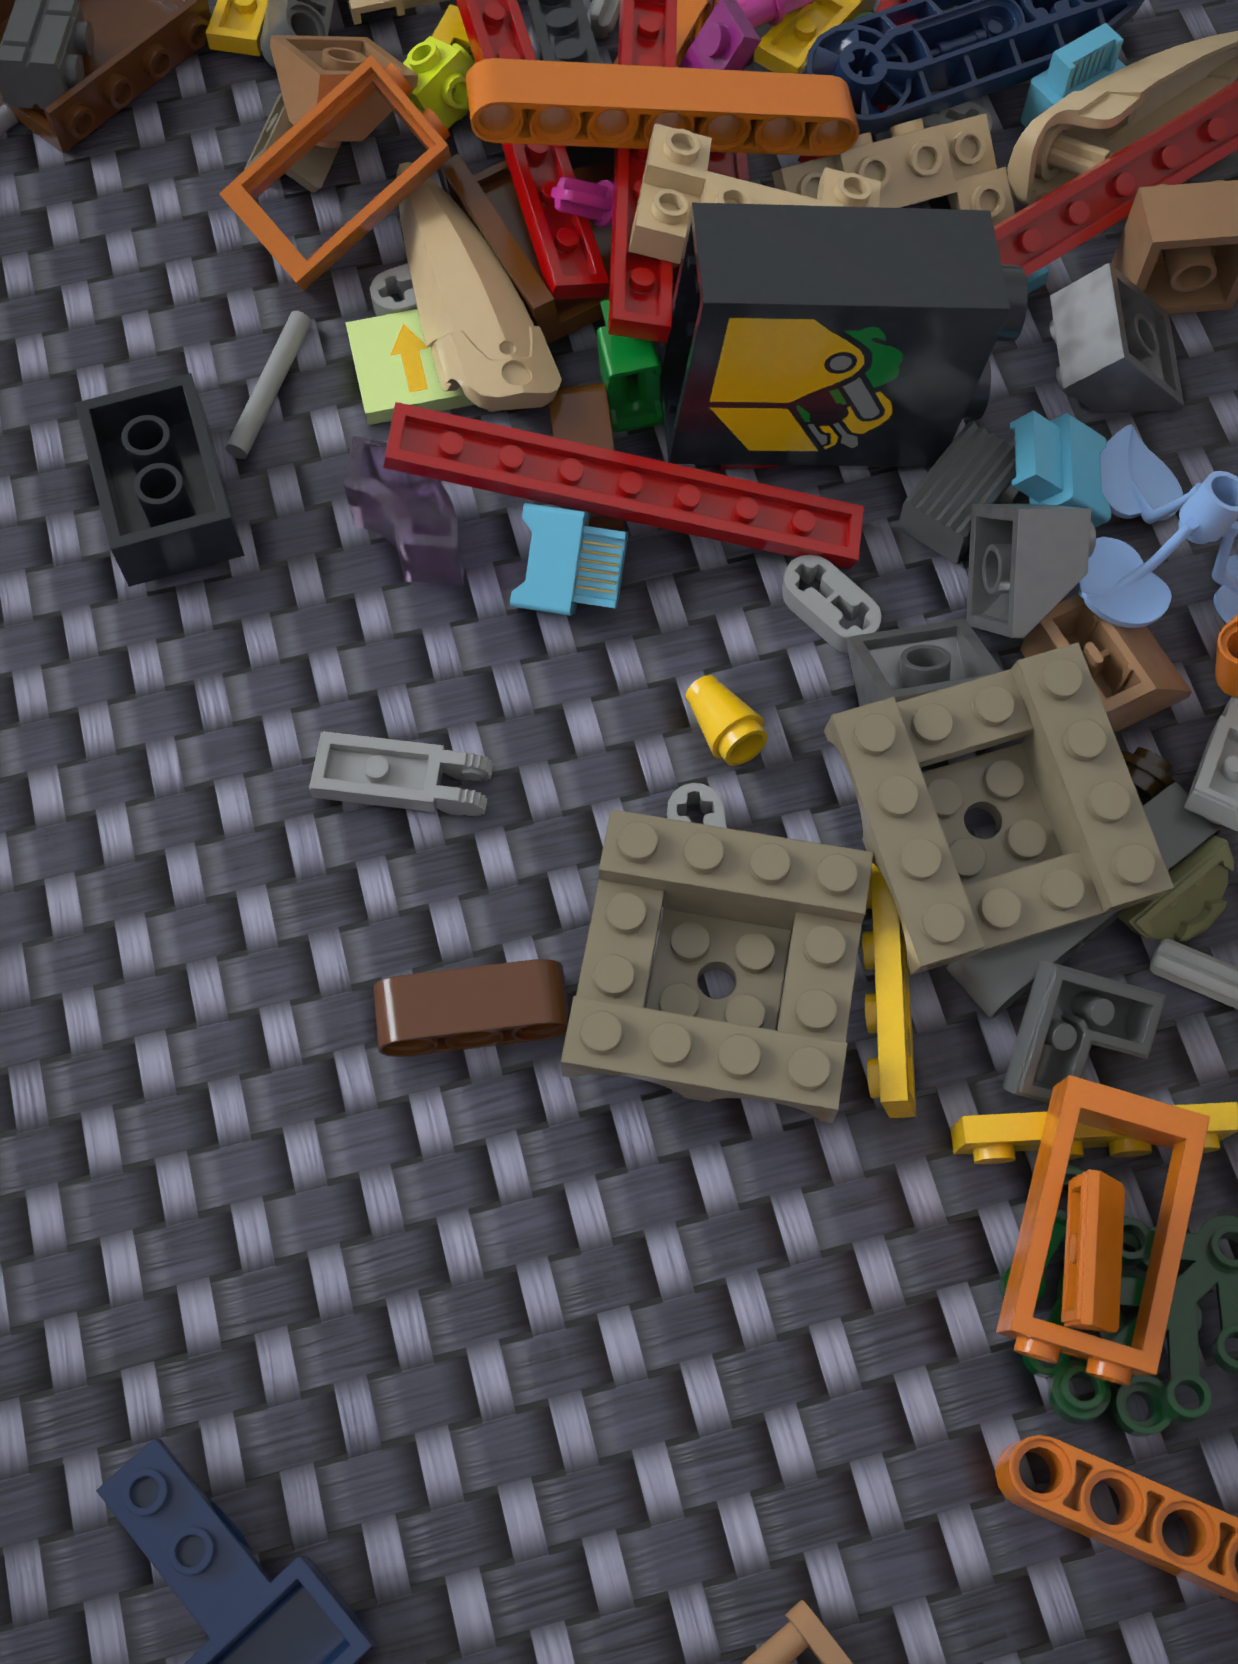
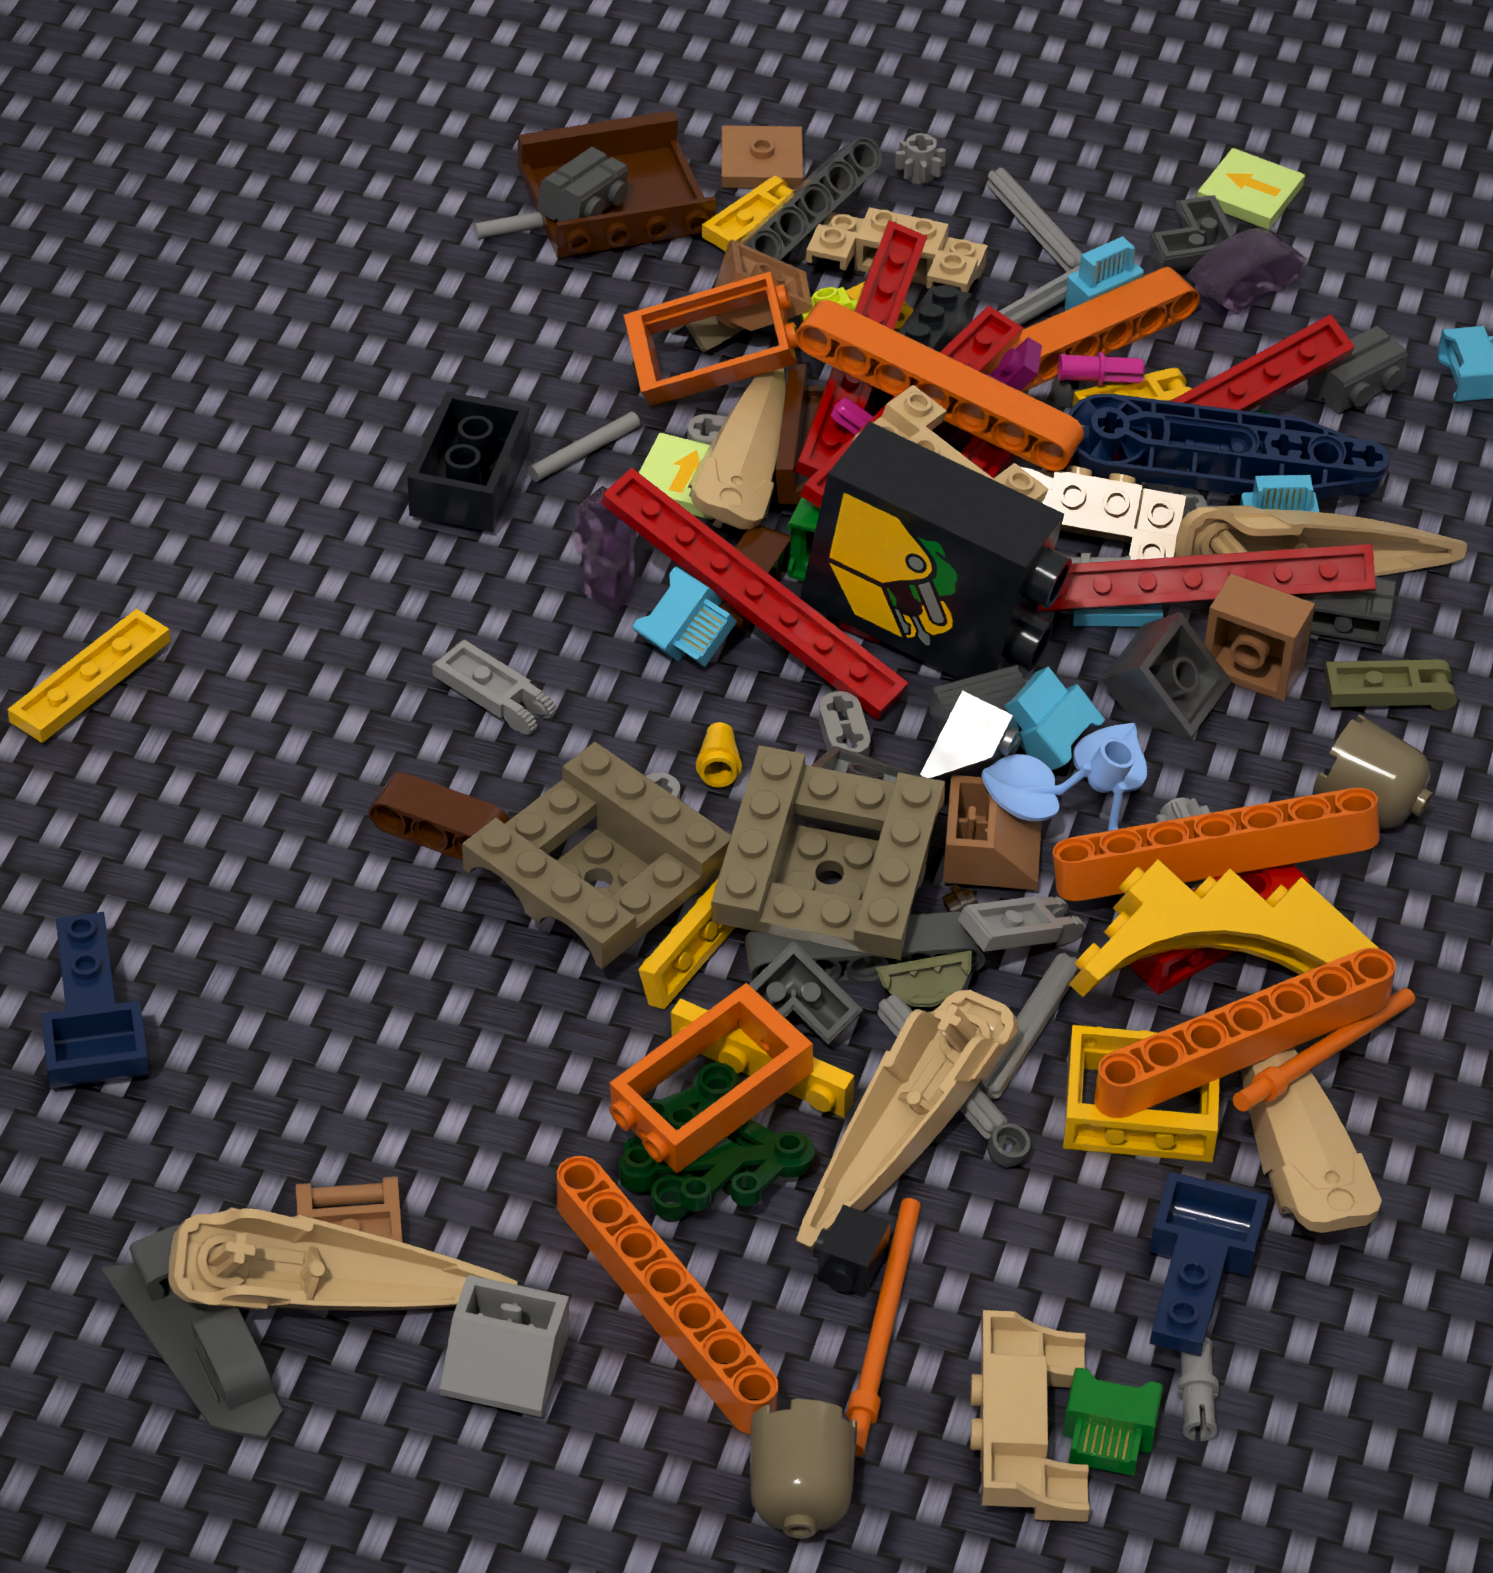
camera: 30 degrees right, 20 degrees down
(1093, 1252) = (685, 1063): orange slope -> none

